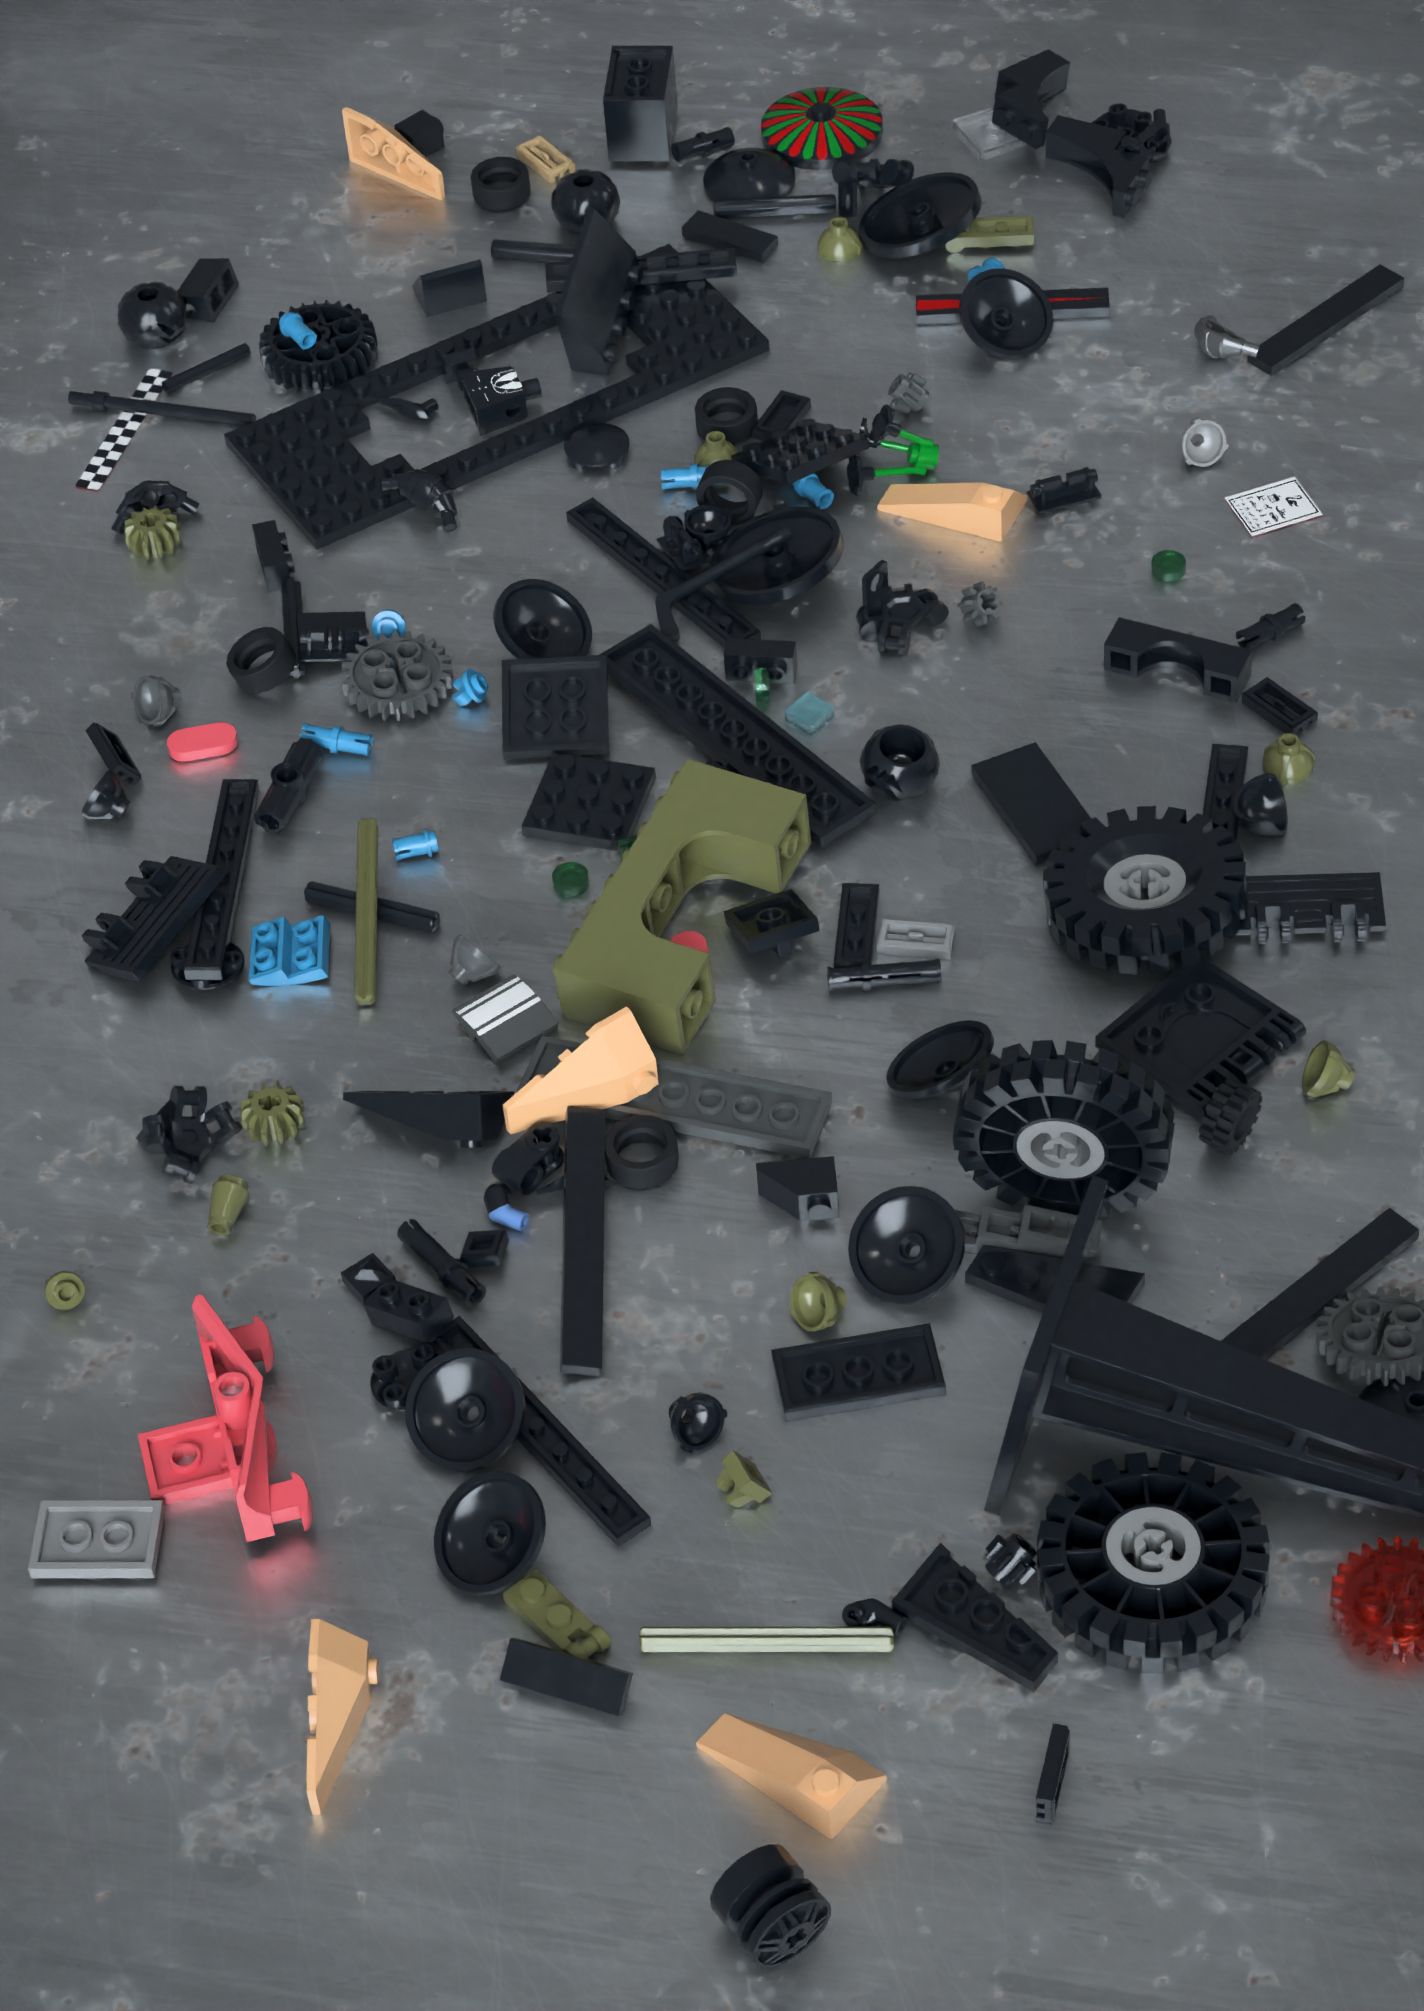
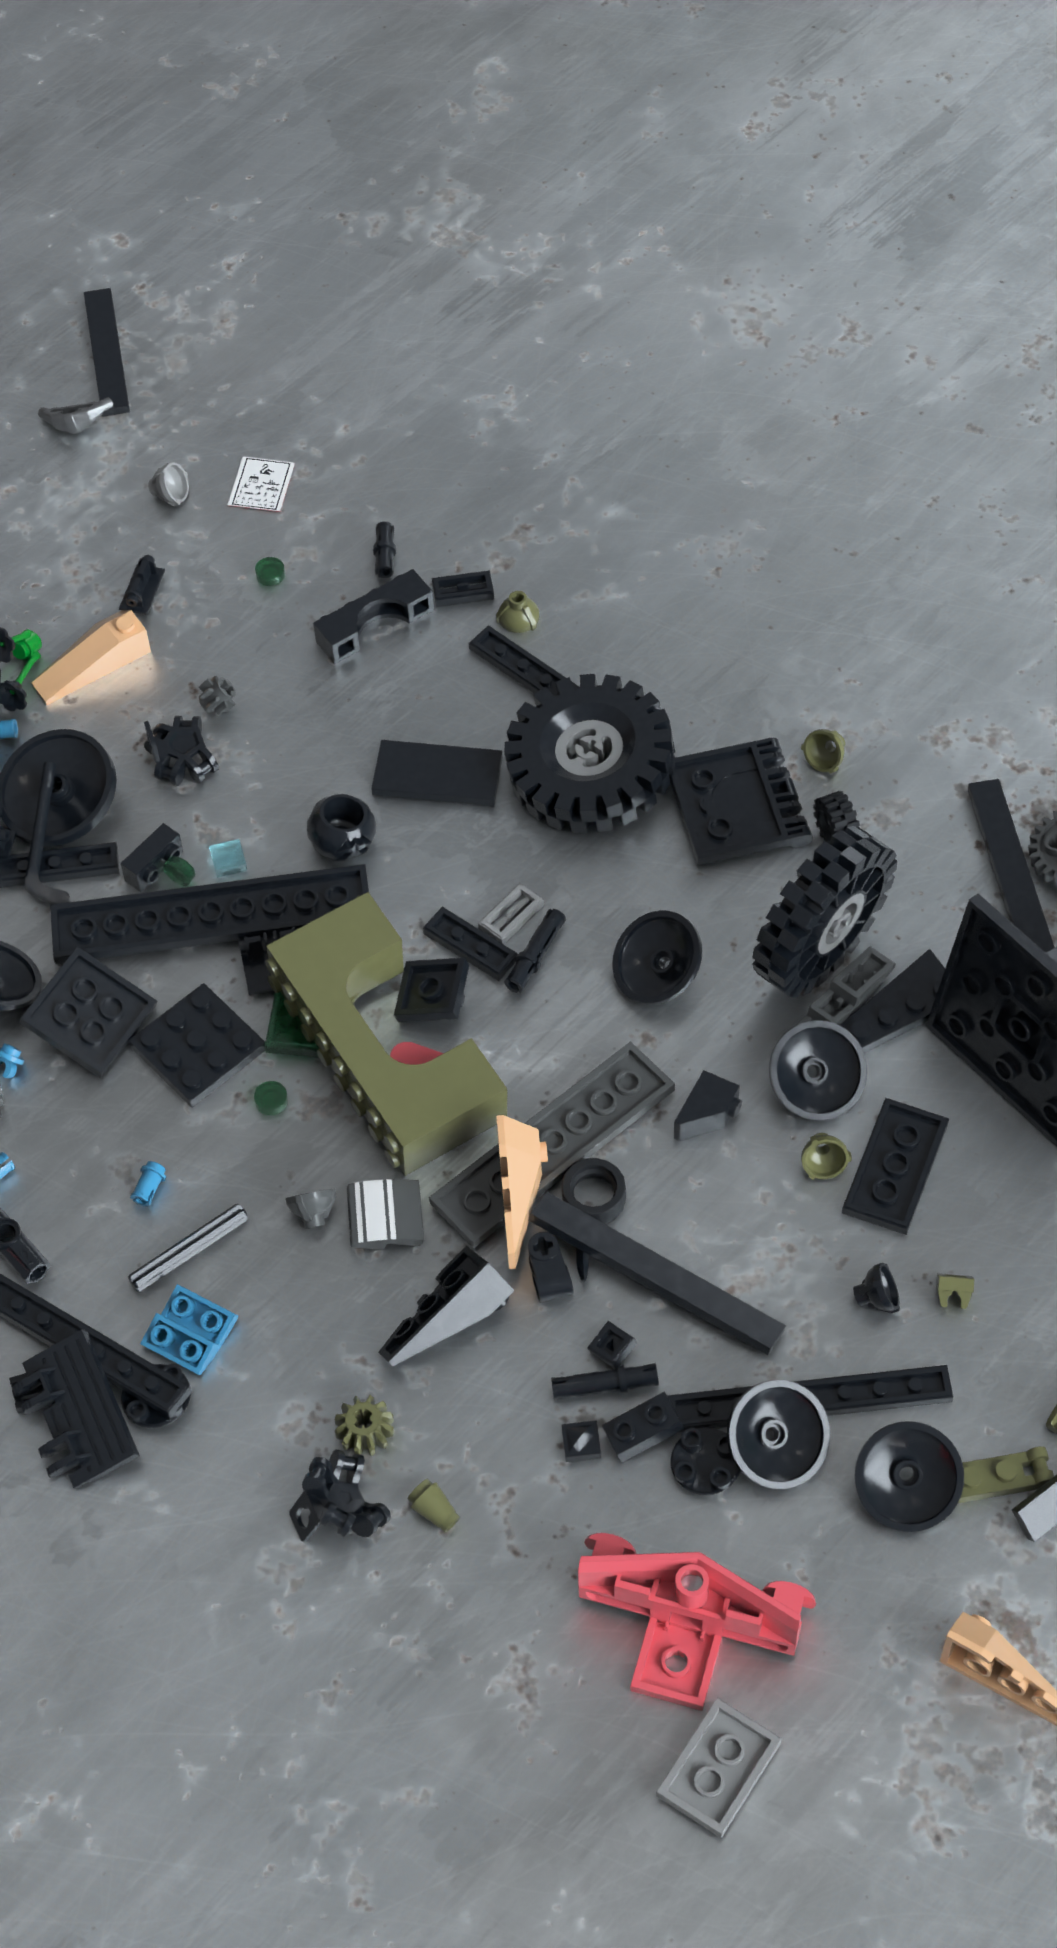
camera: 60 degrees left, 10 degrees up
(64, 1290) = (440, 1671): olive plate -> none
(366, 912) = (202, 1251): olive axle -> none
(499, 1208) = (578, 1315): arm -> none
(1261, 806) = (558, 651): black helmet -> none
(1314, 903) = (667, 666): black hinge -> none

